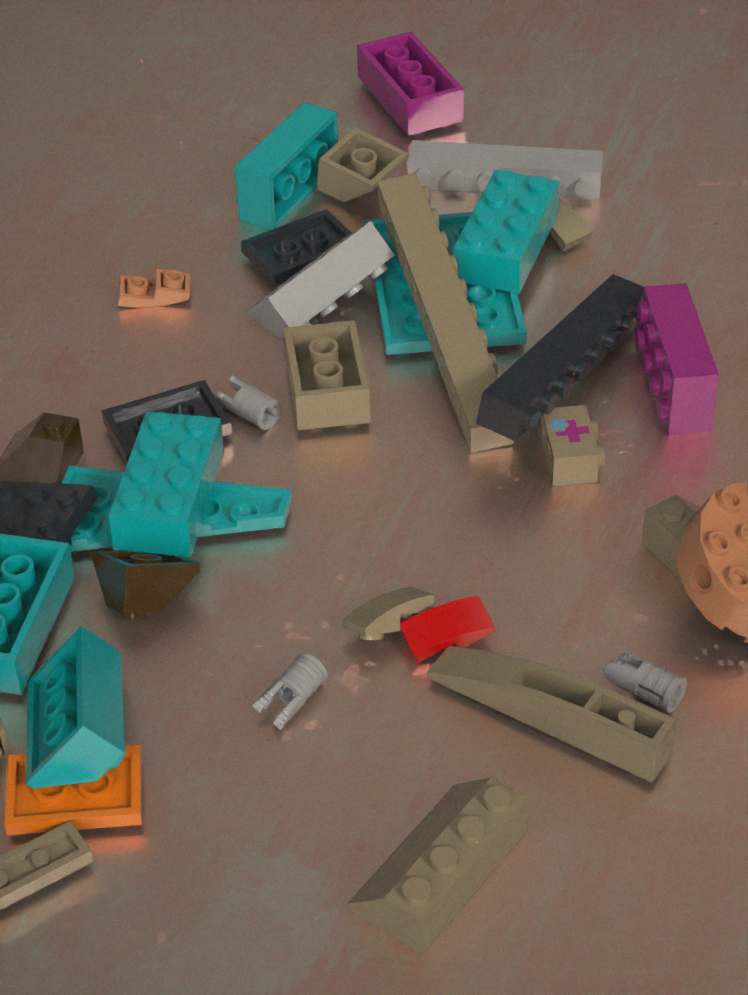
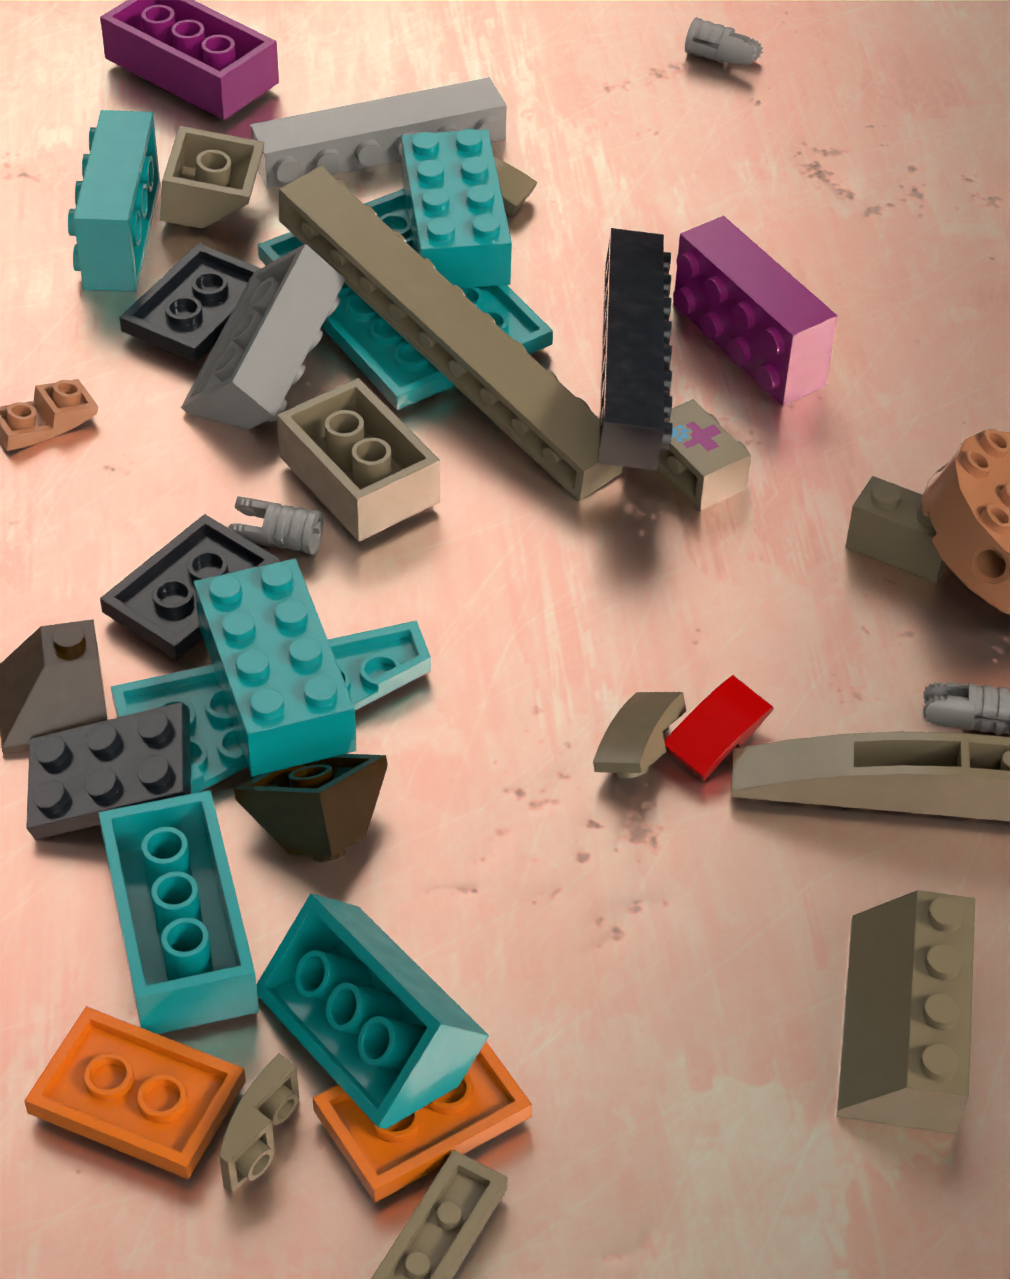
camera: 30 degrees left, 5 degrees up
(293, 687) = (594, 870): light grey hinge -> none

